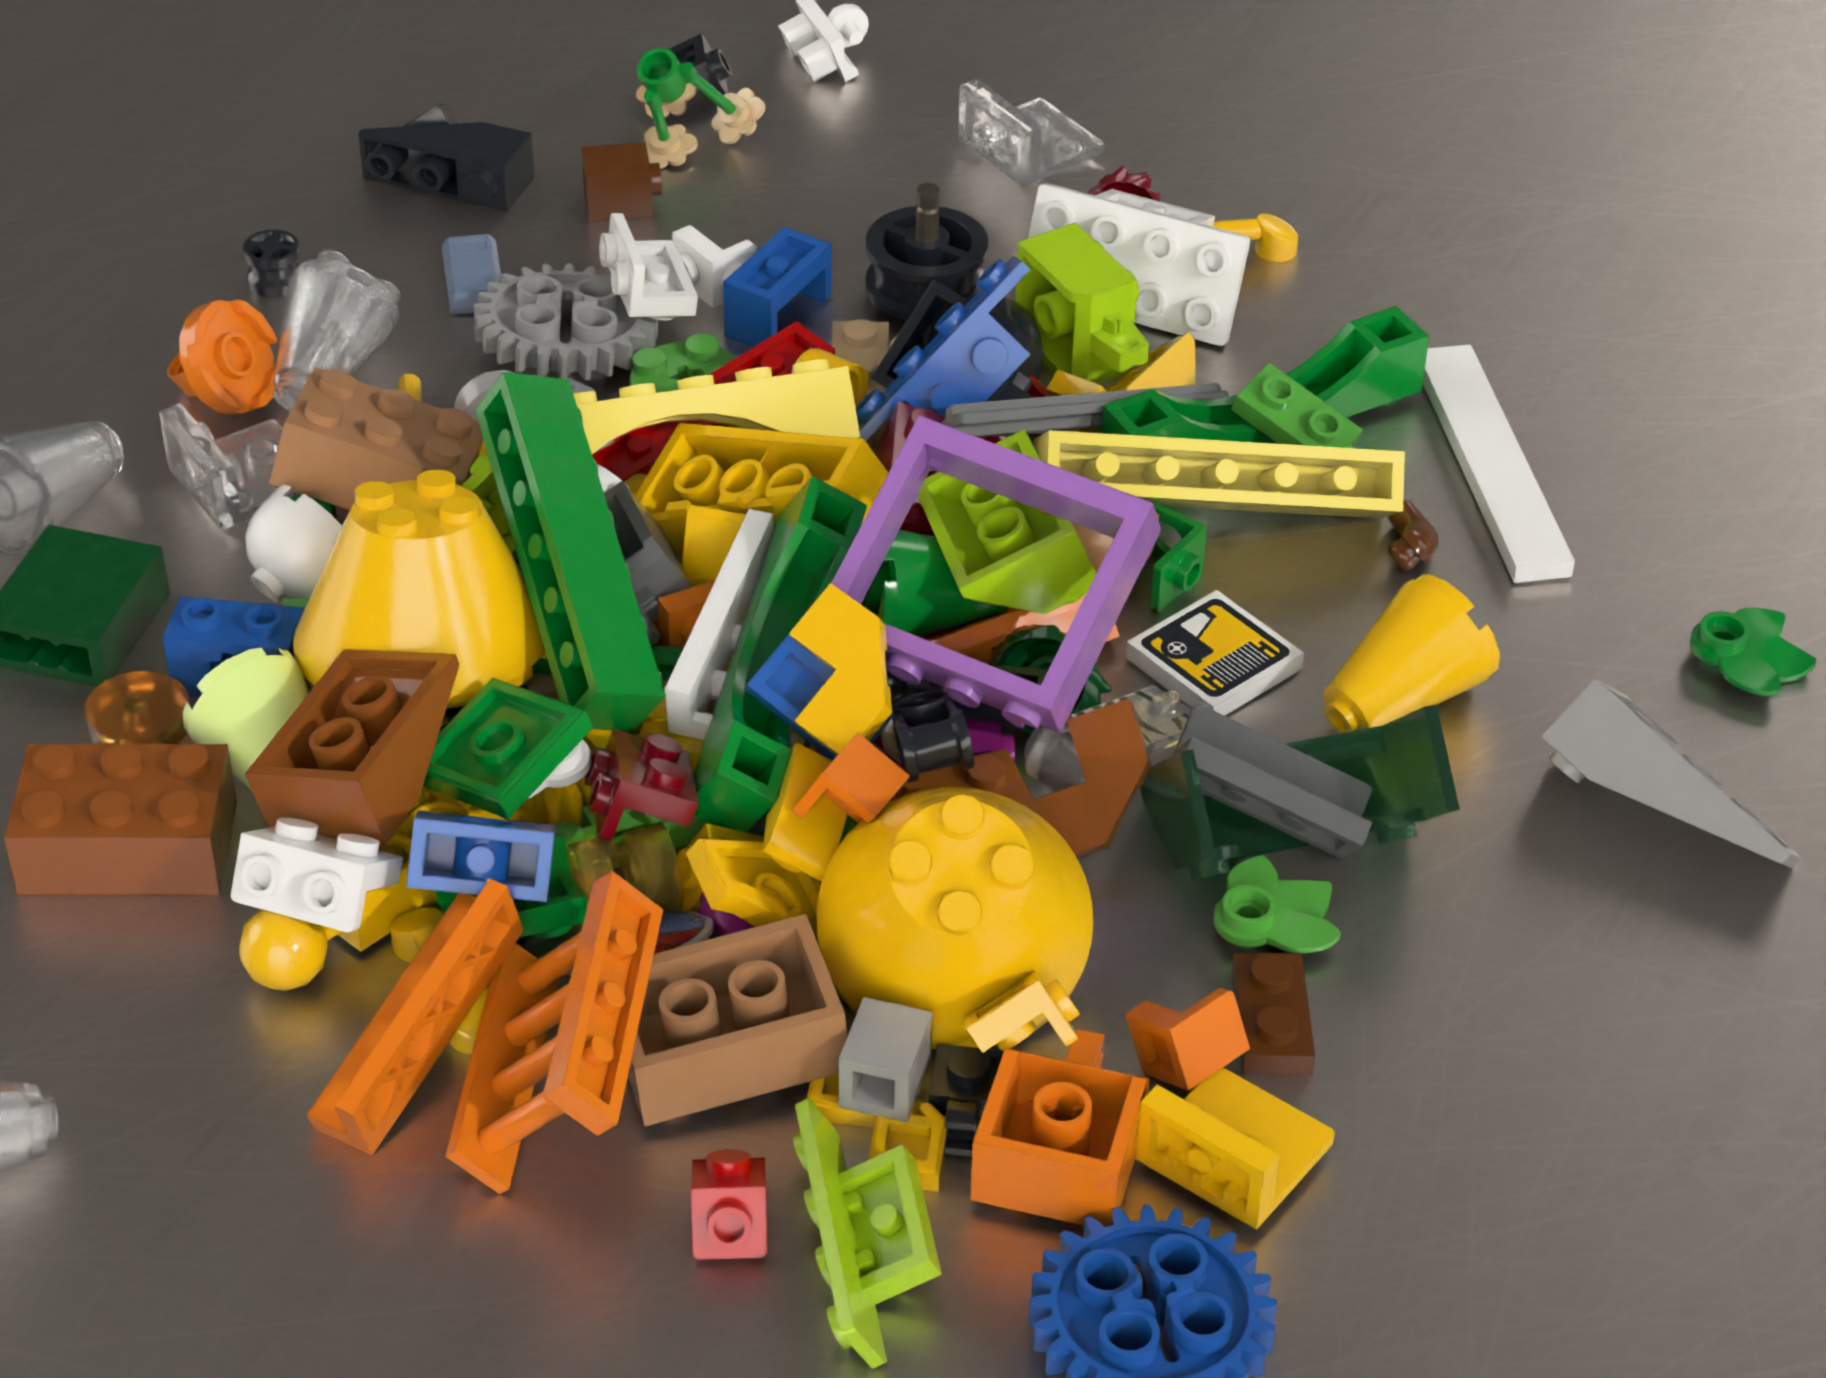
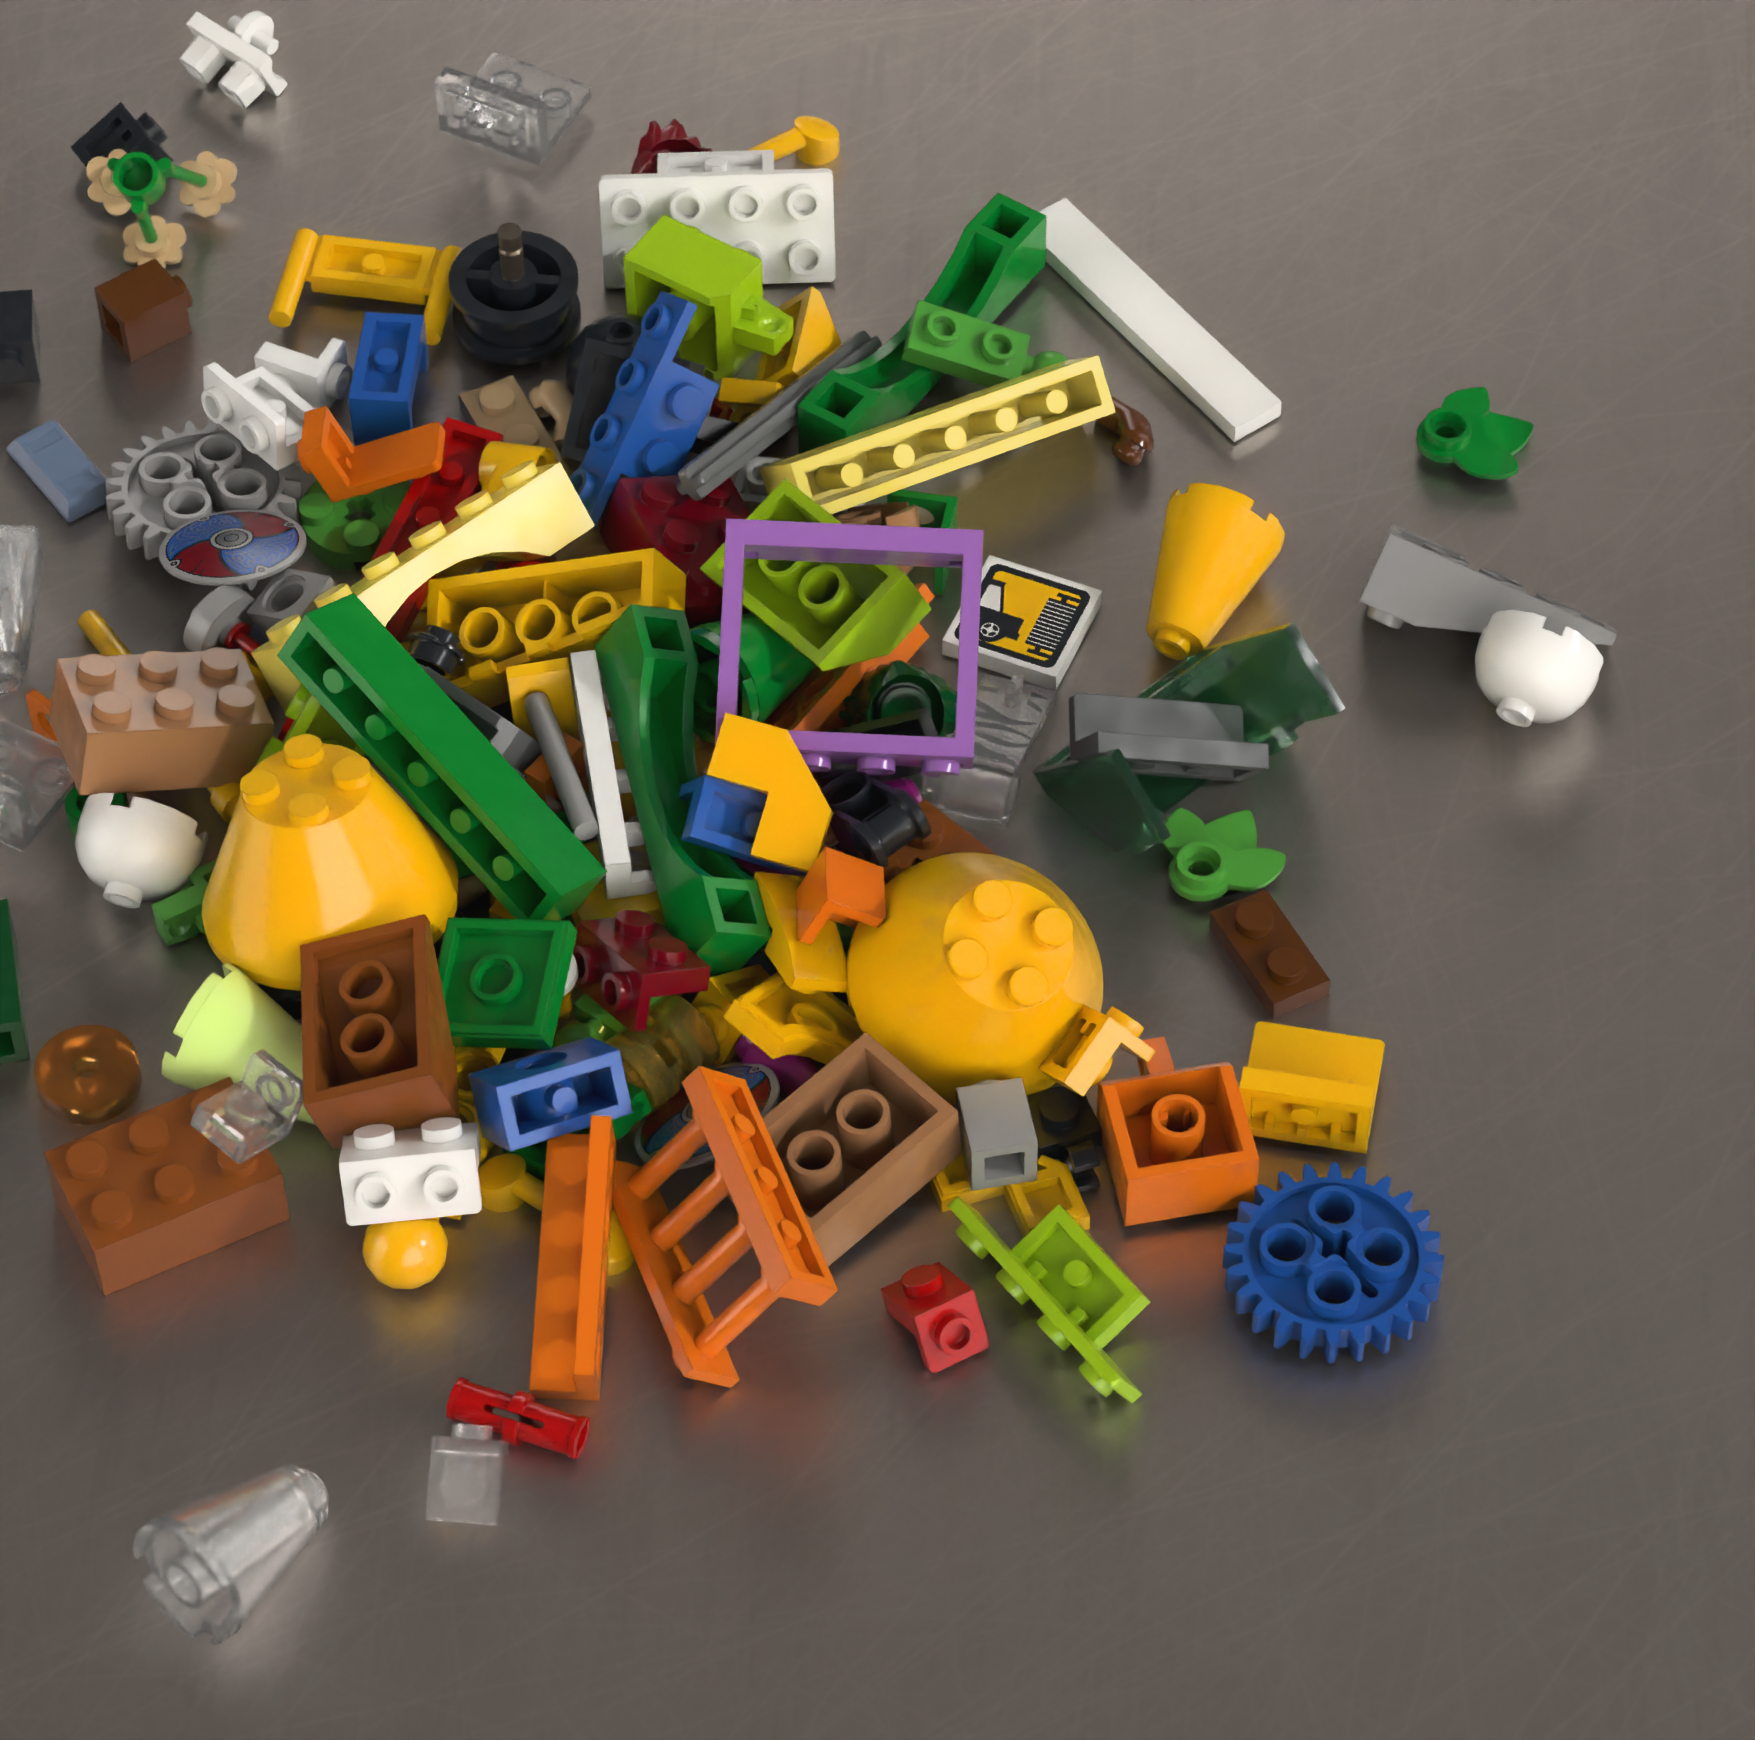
camera: 25 degrees left, 10 degrees up
(192, 1164) = (466, 1475): none -> clear bracket
(208, 772) = (252, 1111): none -> clear bracket
(213, 630) = (144, 972): blue brick -> none
(306, 1159) = (560, 1432): none -> red pin
(543, 353) = (232, 548): none -> shield
(644, 476) = (436, 649): none -> black plate
(681, 327) = (361, 469): none -> orange bracket
(686, 601) = (561, 766): none -> light grey bar
(812, 209) = (367, 271): none -> yellow plate
(1113, 766) = (1027, 780): dark orange tile -> none
(1190, 1043) = (1227, 1016): orange panel -> none
(1684, 854) = (1533, 670): none -> white cylinder

